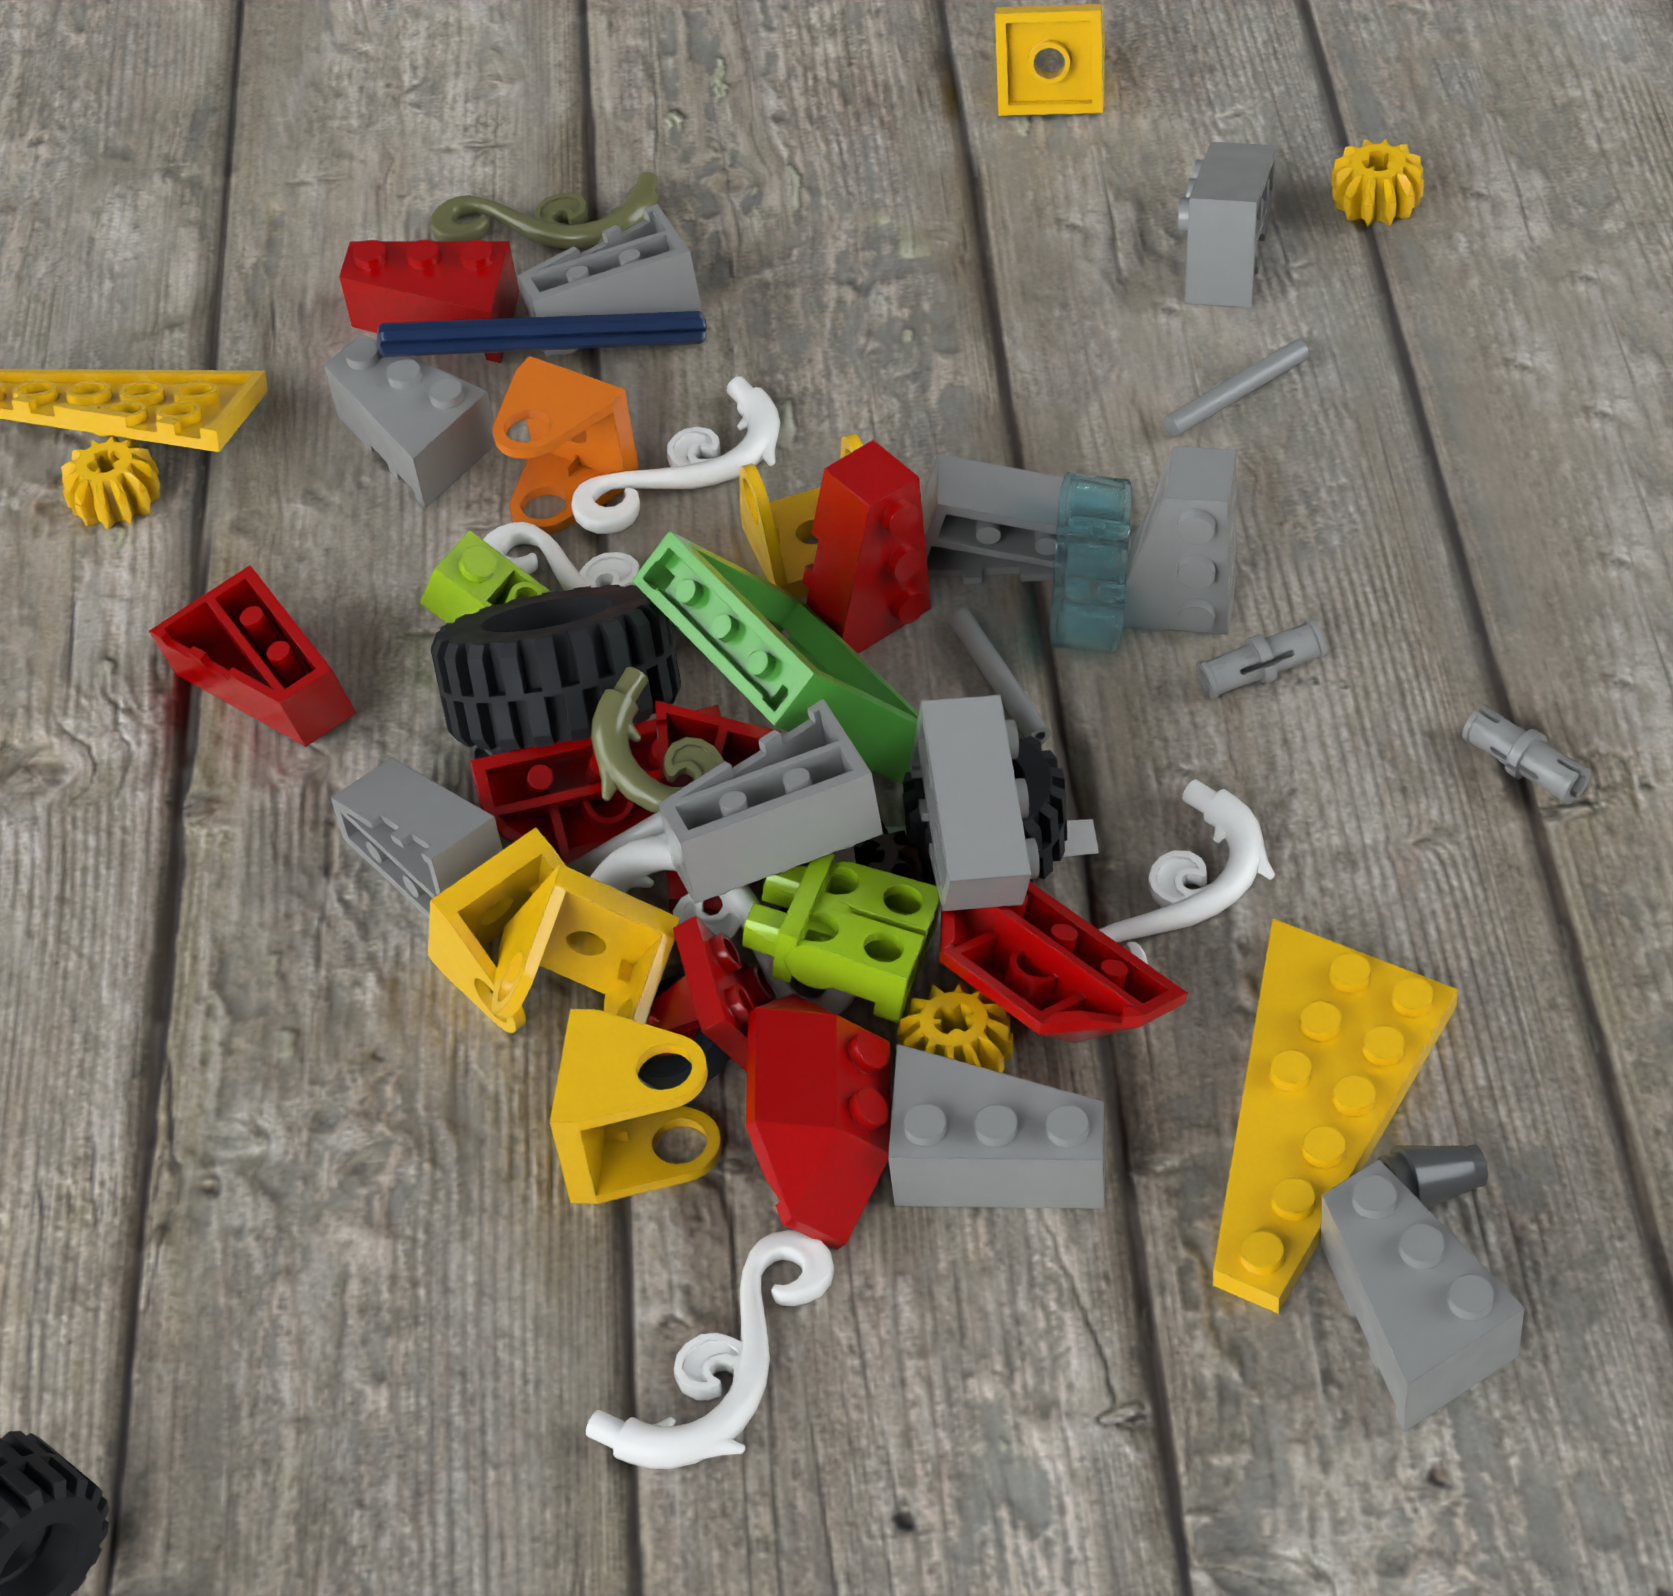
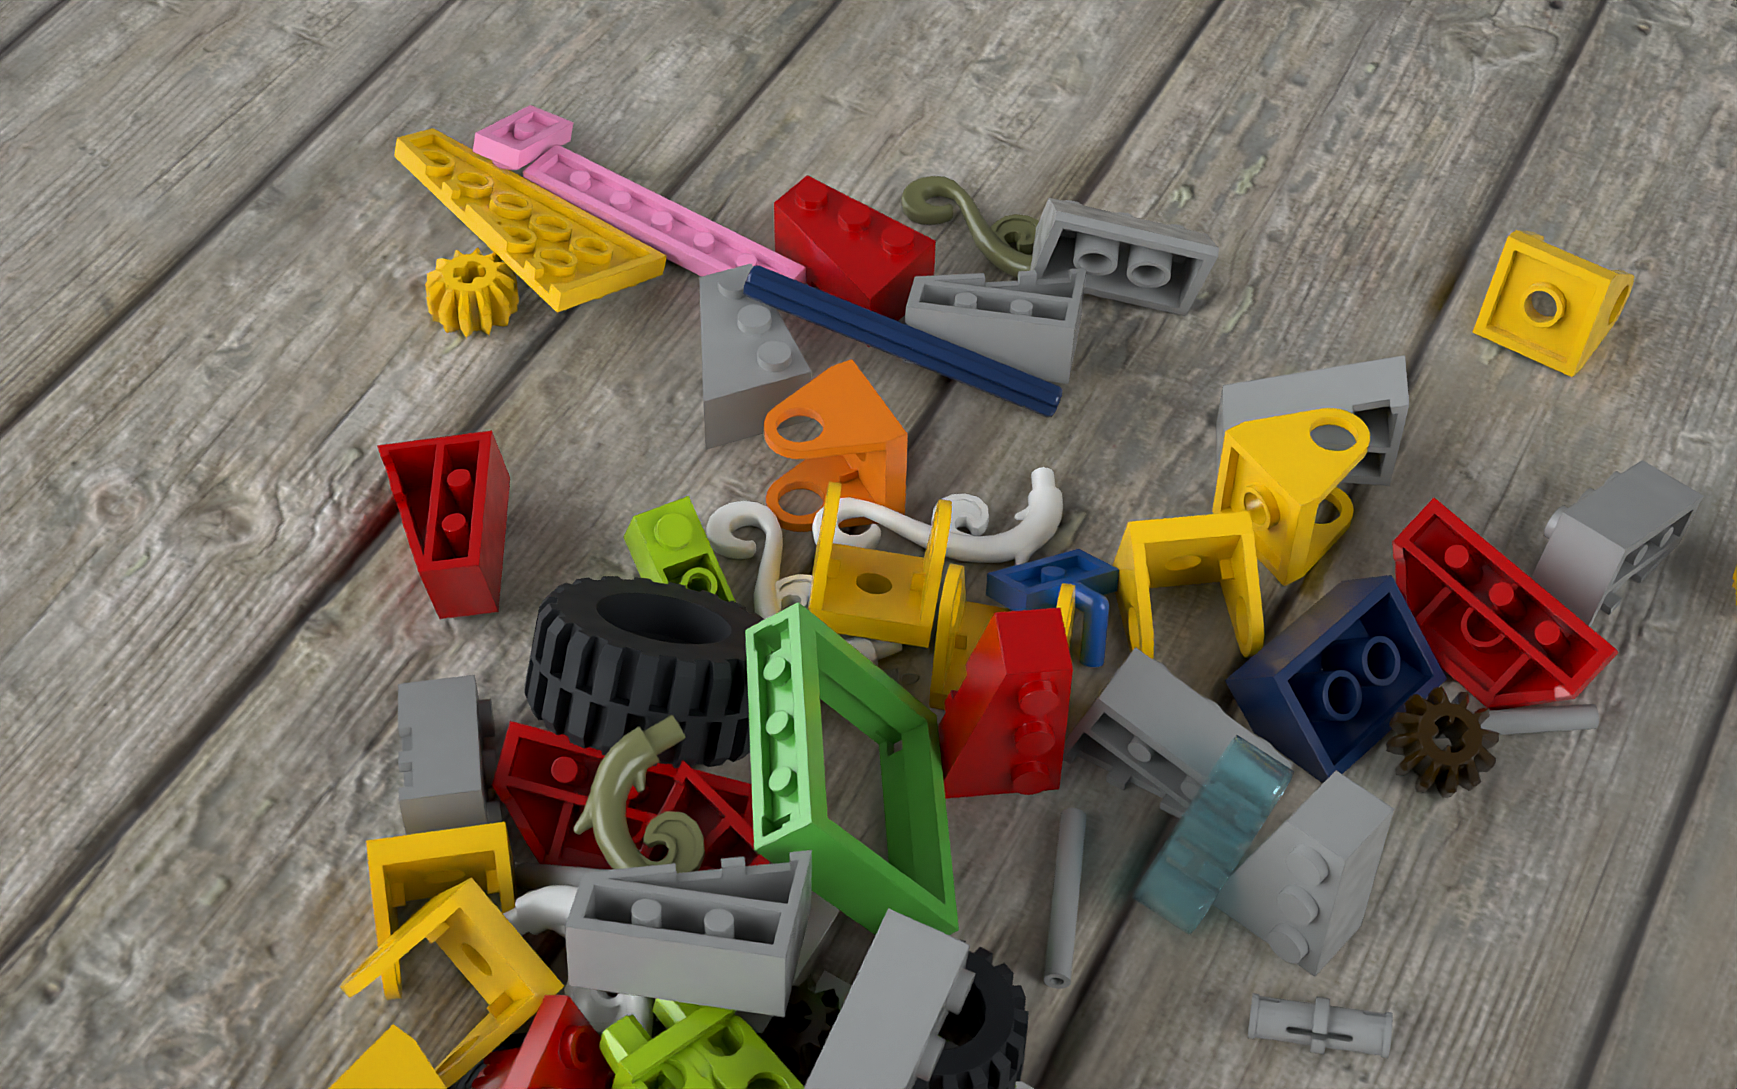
camera: 25 degrees right, 0 degrees up
(46, 336) = (522, 137): none -> bright pink plate
(271, 347) = (651, 218): none -> bright pink plate
(687, 178) = (1123, 255): none -> light grey slope
(705, 516) = (901, 584): none -> yellow hose
(803, 461) = (1038, 587): none -> blue plate
(917, 371) = (1189, 553): none -> yellow hose
(935, 236) = (1368, 389): none -> light grey wedge
(947, 293) = (1282, 479): none -> yellow hose
(1091, 406) = (1337, 676): none -> dark blue slope
(1178, 311) = (1490, 619): none -> red wedge
(1207, 413) = (1455, 763): none -> dark brown gear

